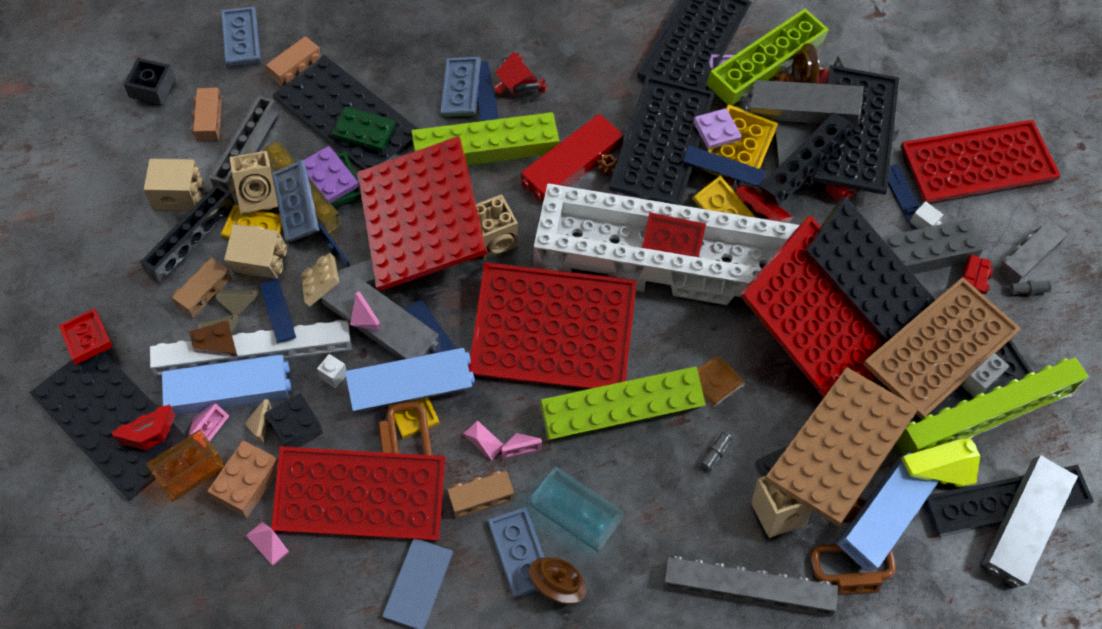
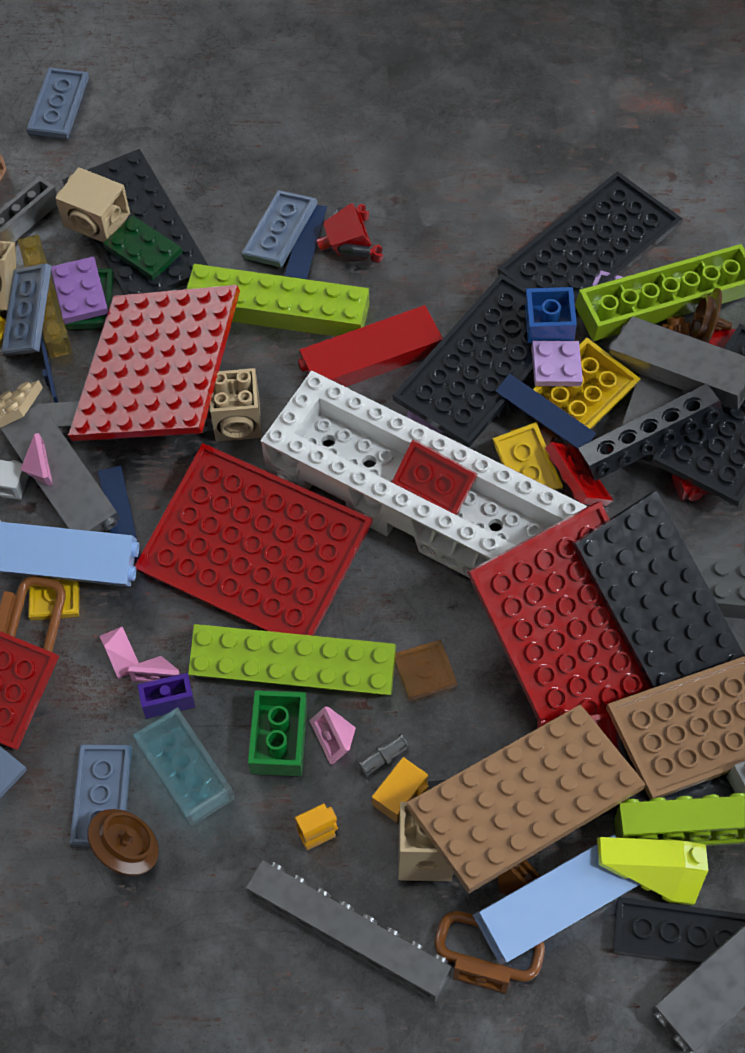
camera: 25 degrees right, 0 degrees up
(293, 61) = (101, 146): nougat brick -> none
(312, 106) = (92, 204): none -> tan brick
(480, 494) = (84, 712): medium nougat brick -> none
(539, 460) = (165, 695): none -> dark purple brick
(607, 165) = (406, 368): dark orange gear -> none
(635, 460) = (278, 733): none -> green brick
(672, 448) = (333, 733): none -> bright pink slope
(695, 519) = (316, 826): none -> light orange brick
(700, 94) = (550, 314): none -> blue brick
(741, 472) = (401, 785): none -> light orange brick

